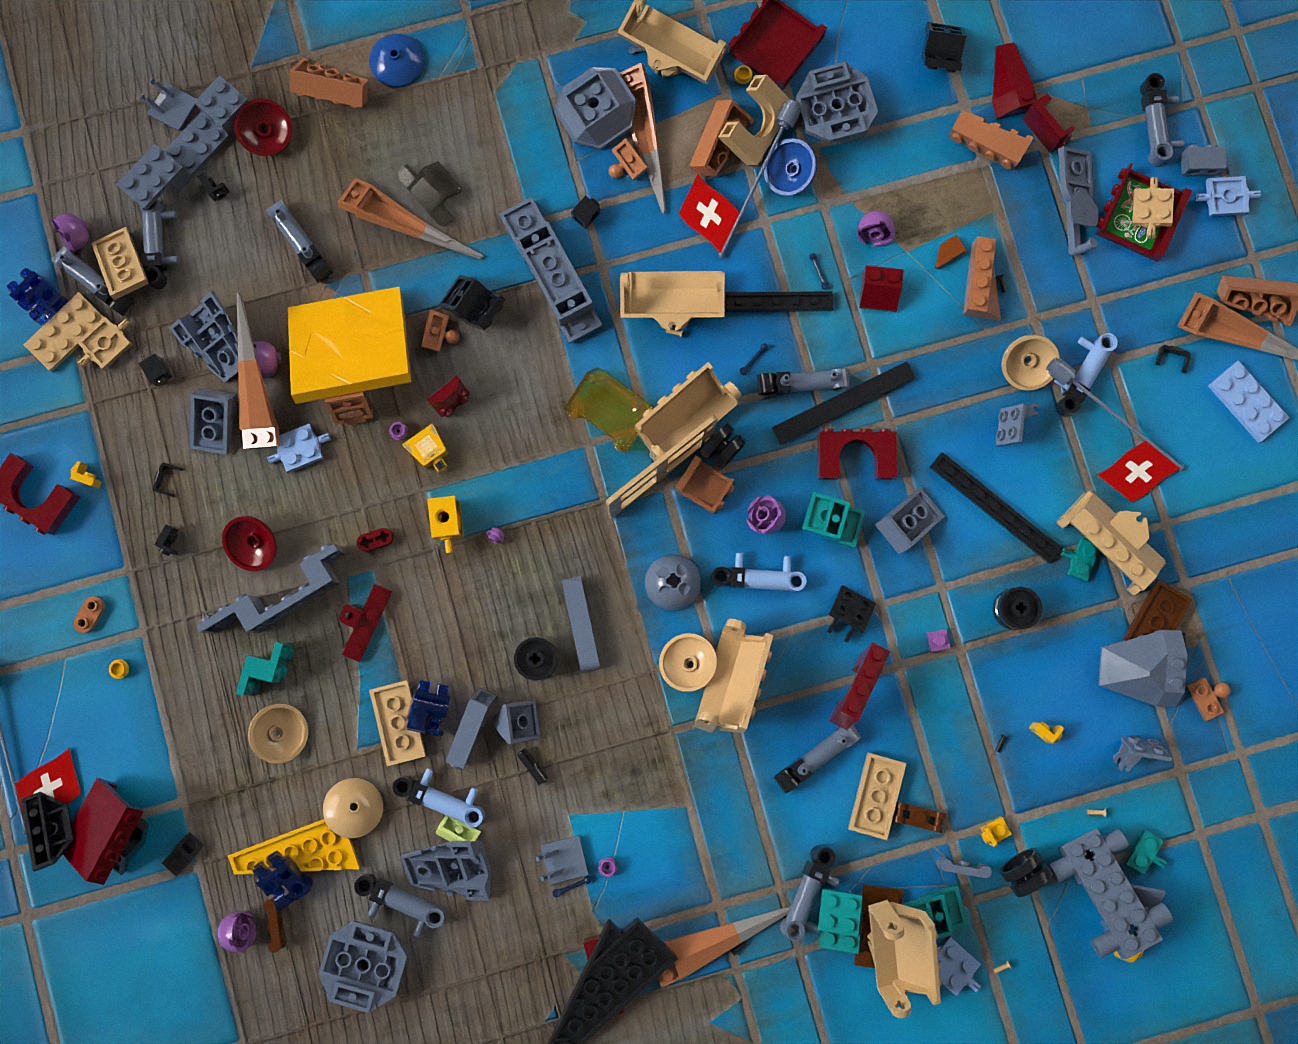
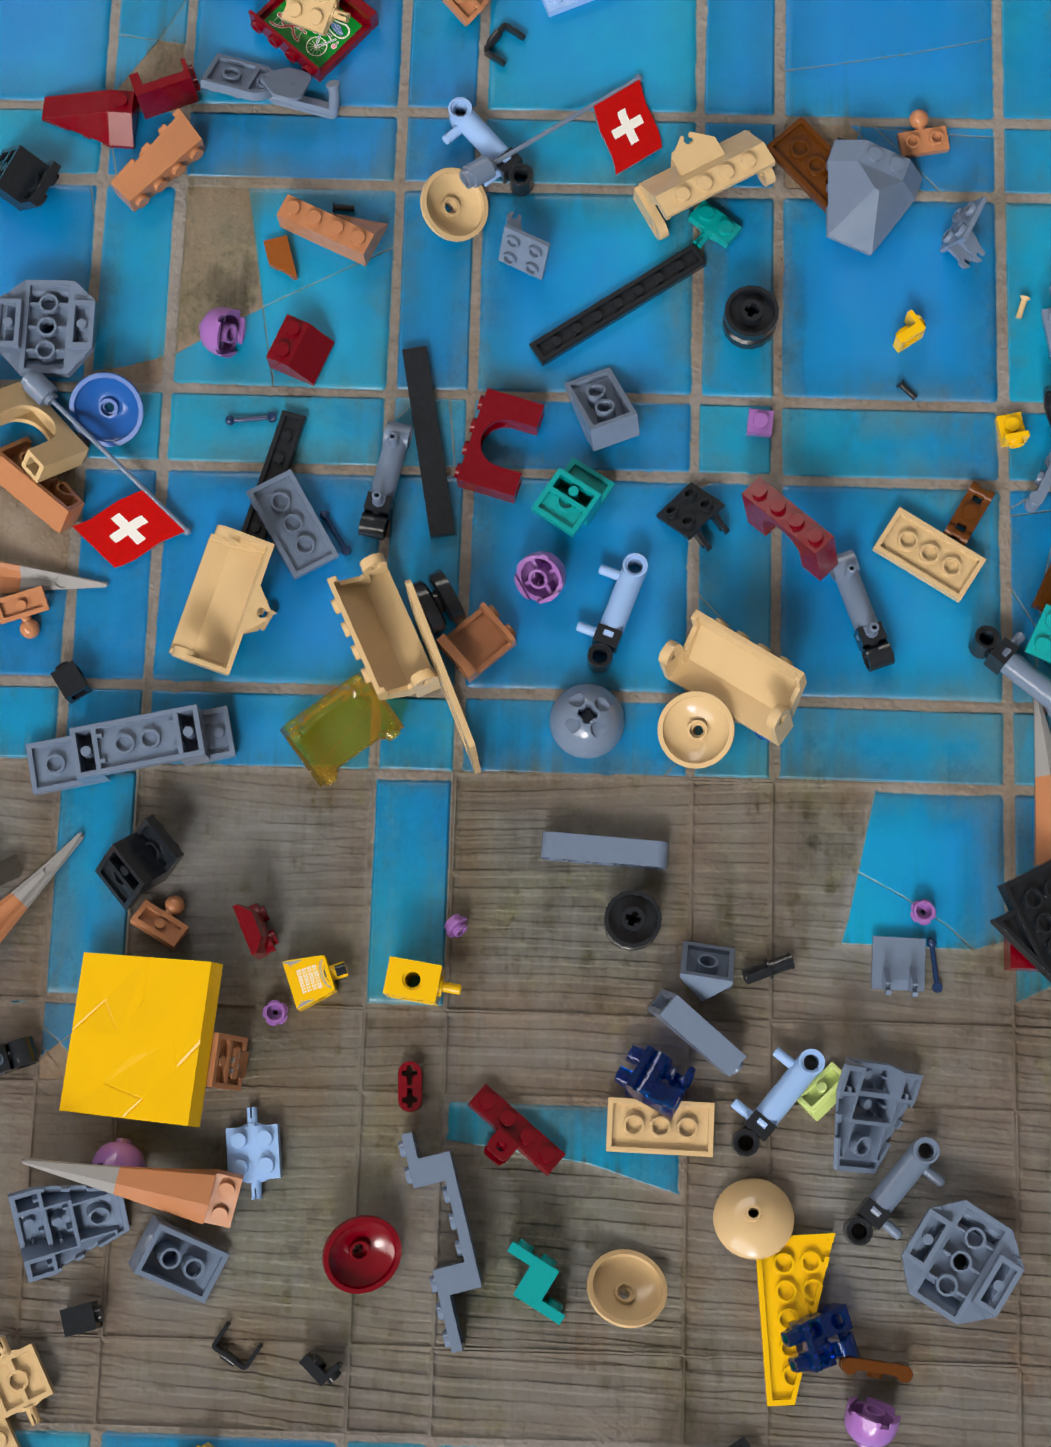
camera: 65 degrees left, 5 degrees down
(748, 326) = (292, 524): none -> sand blue plate

